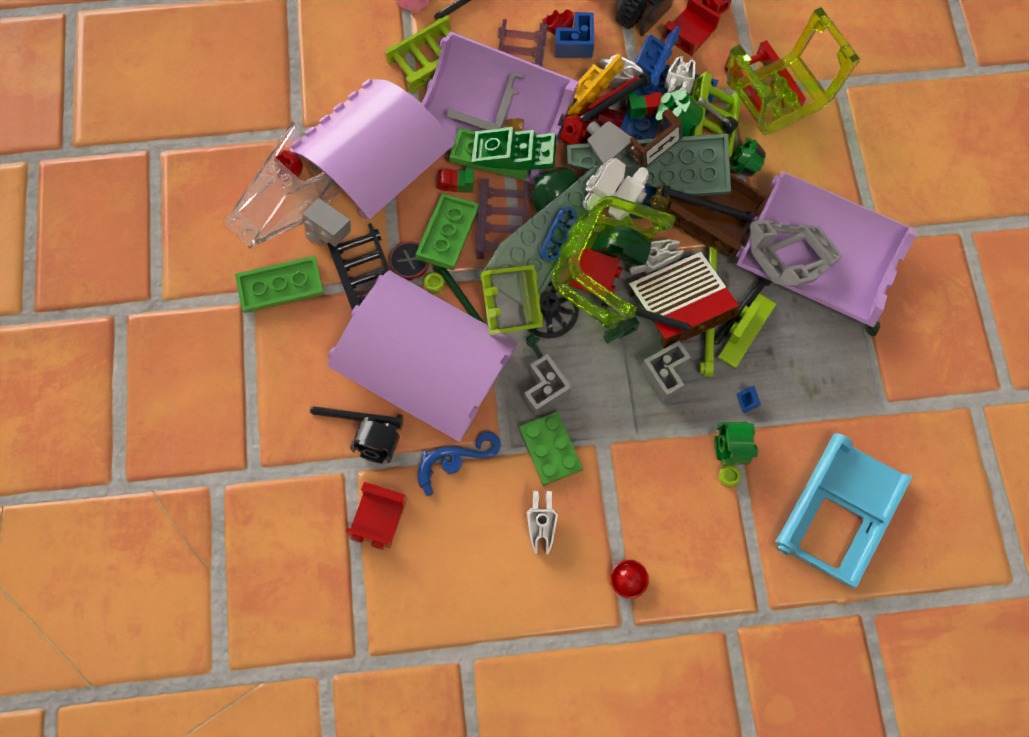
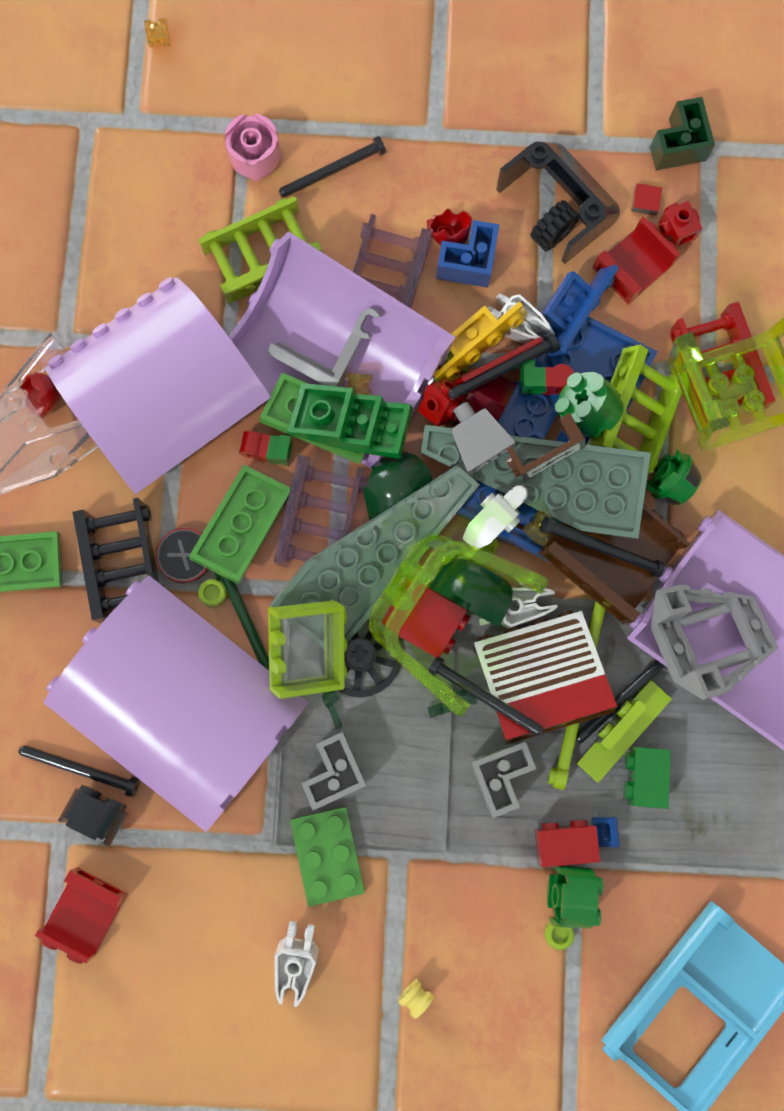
camera: 10 degrees right, 10 degrees up
(325, 224) = (72, 493): light grey brick -> none
(455, 453) = (162, 846): blue plant -> none
(550, 236) = (405, 547): blue beam -> none
(604, 182) = (462, 501): white hinge -> none
(629, 579) = (397, 1058): red hat -> none
(634, 535) = (415, 998): none -> light yellow wheel
(680, 76) = (602, 345): white hinge -> none
(723, 408) = (567, 844): none -> red brick
(728, 123) = (657, 425): hinge -> none
(770, 356) = (647, 777): none -> green brick

